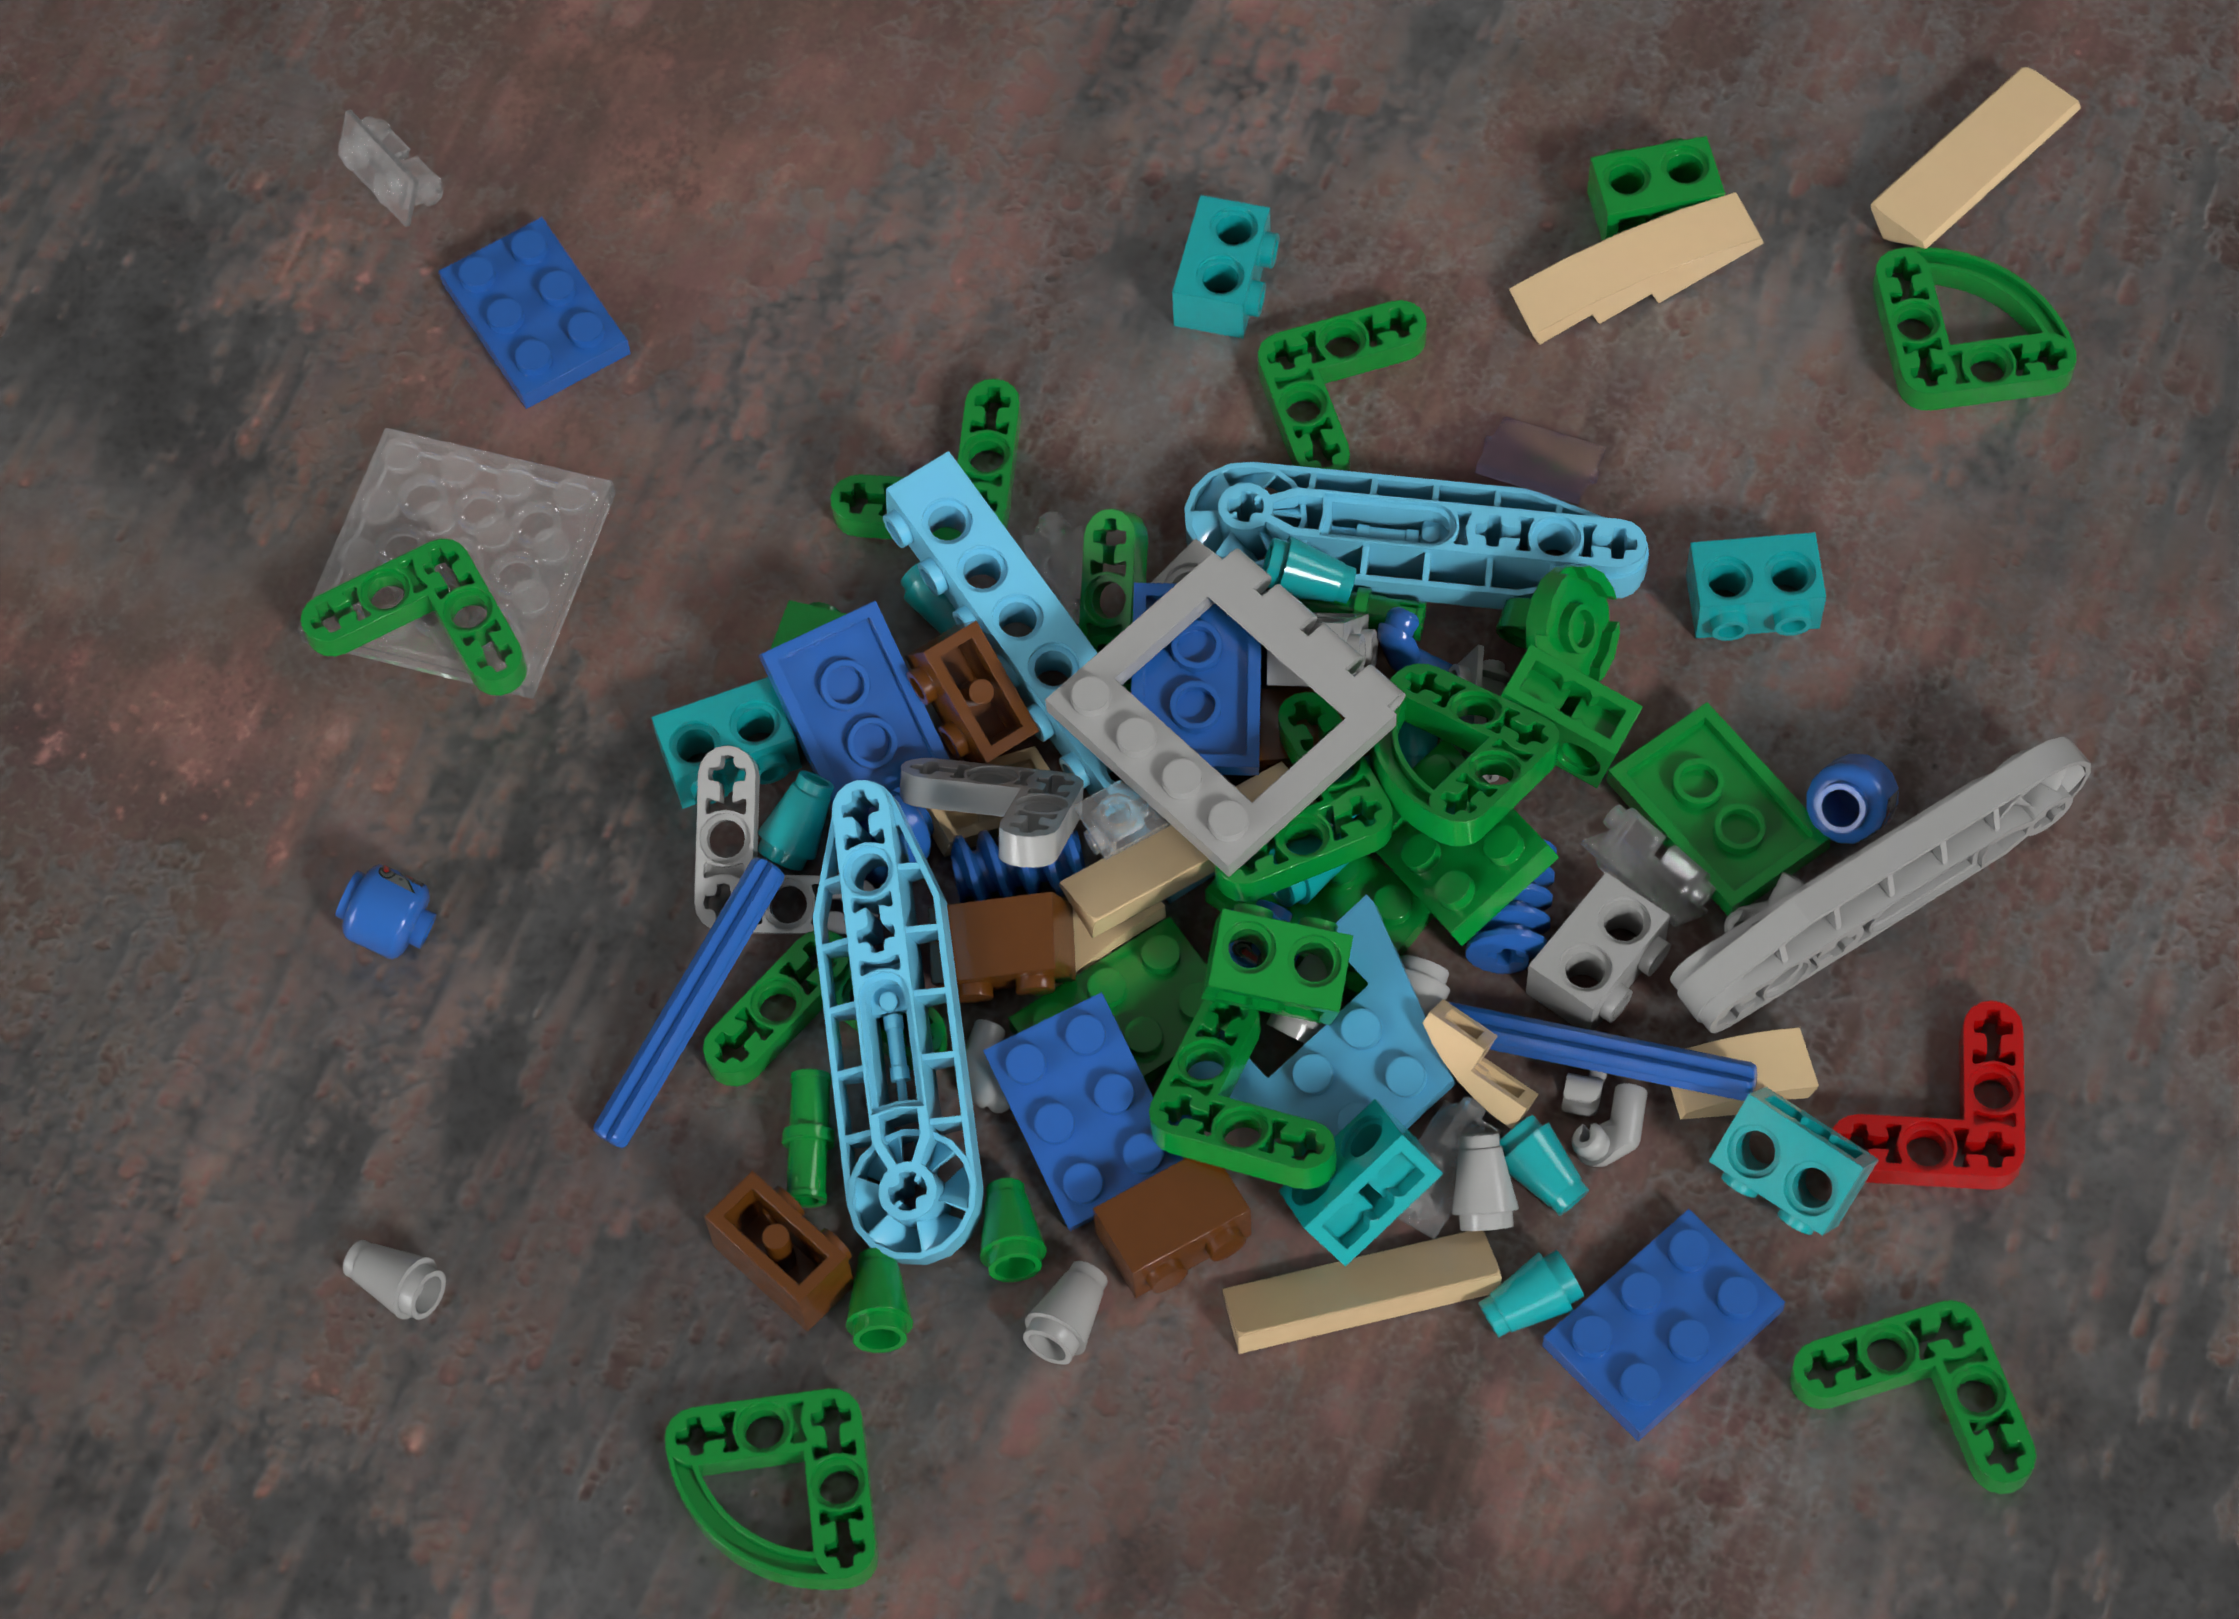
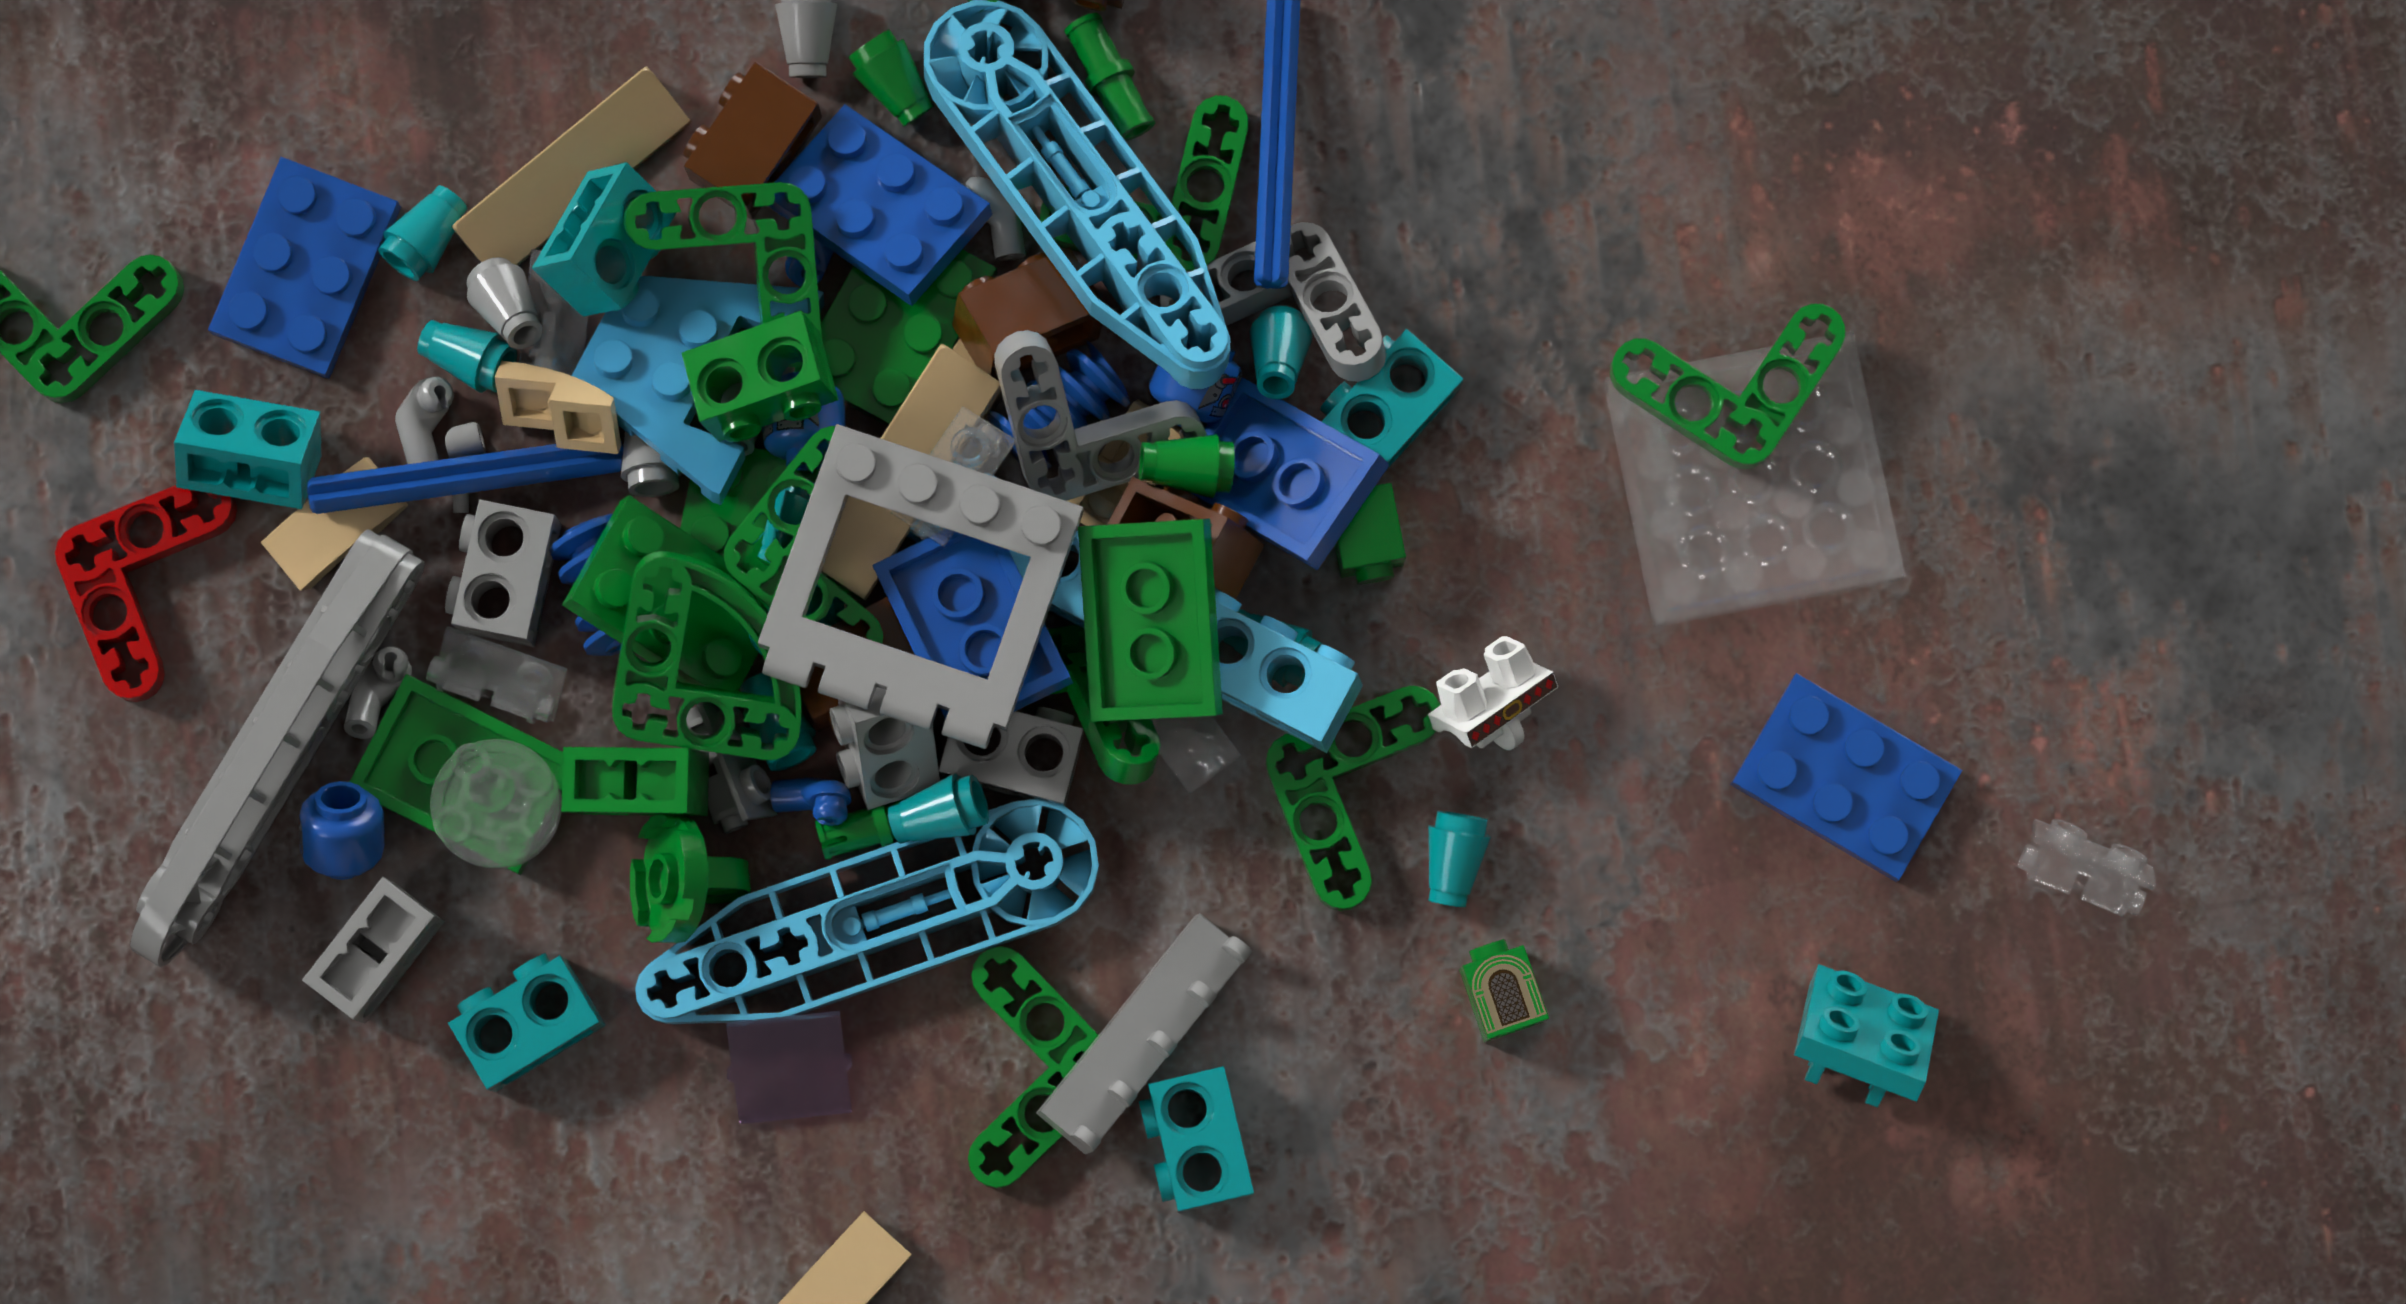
camera: 145 degrees right, 20 degrees up
(385, 911) = (1597, 97): blue head -> none
(641, 108) = (1866, 1034): none -> teal plate
(784, 470) = (1497, 702): none -> white hips
(886, 384) = (1455, 856): none -> teal cone
(911, 266) = (1502, 990): none -> brick
(929, 737) = (1189, 464): none -> green cone
(1037, 599) = (1150, 620): none -> green plate
(1225, 355) = (1143, 1033): none -> light grey hinge
(1699, 756) = (495, 803): none -> clear tile
(1867, 687) = (373, 950): none -> light grey brick

